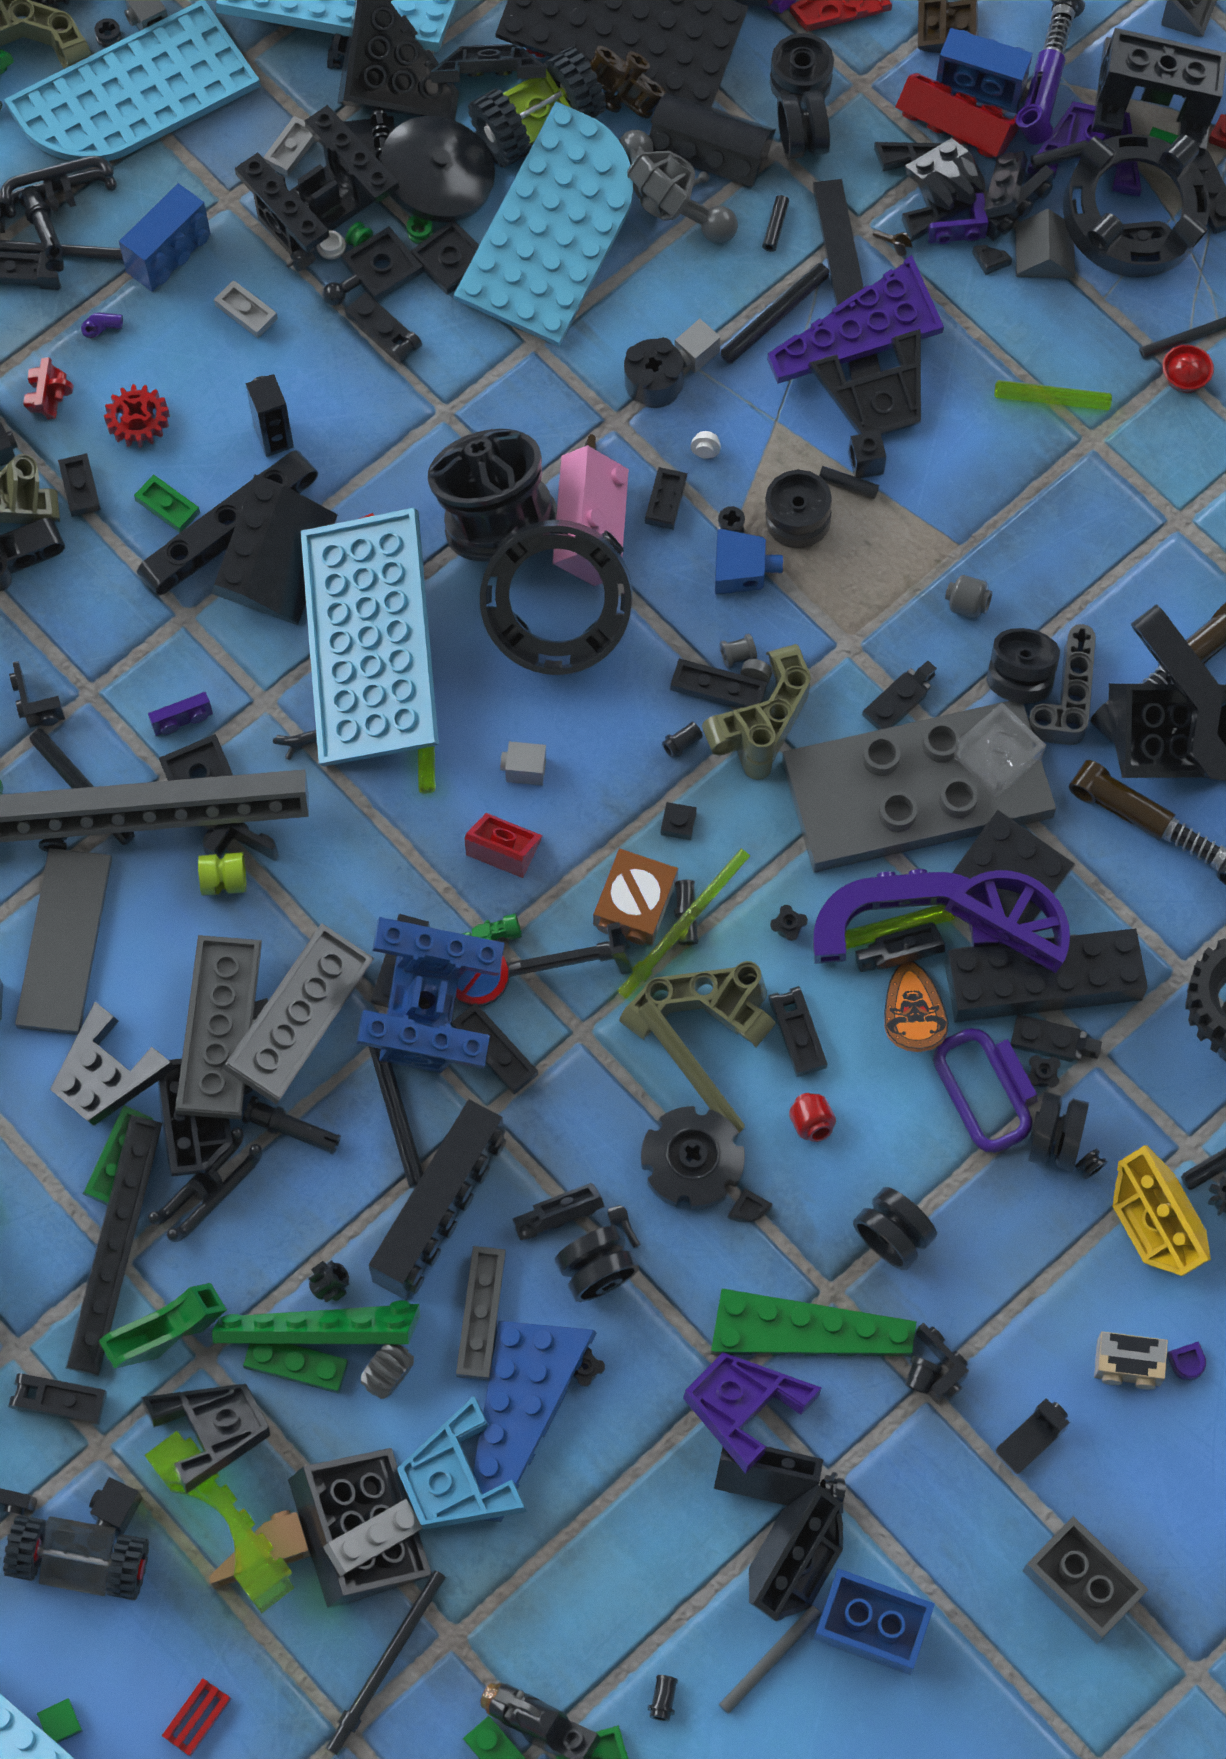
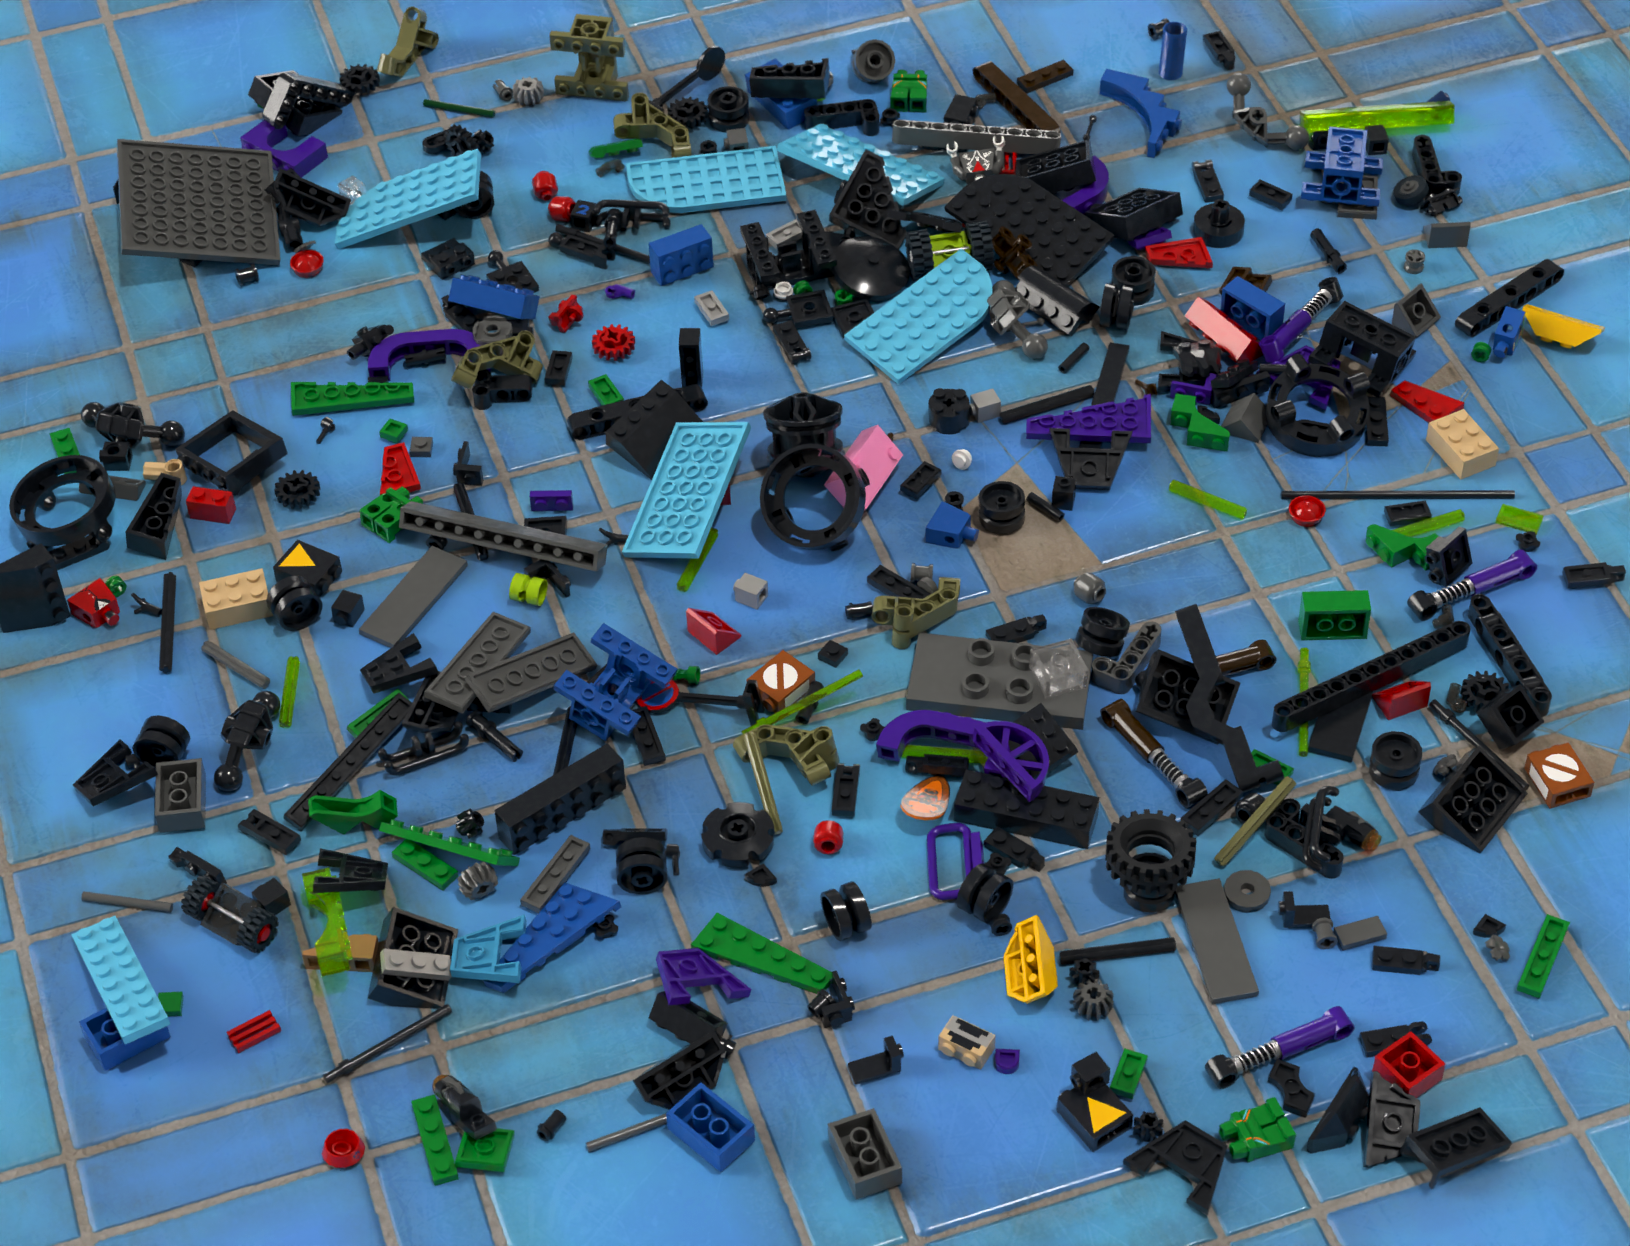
camera: 25 degrees right, 20 degrees down
(997, 288) = (1201, 430): none -> green arch

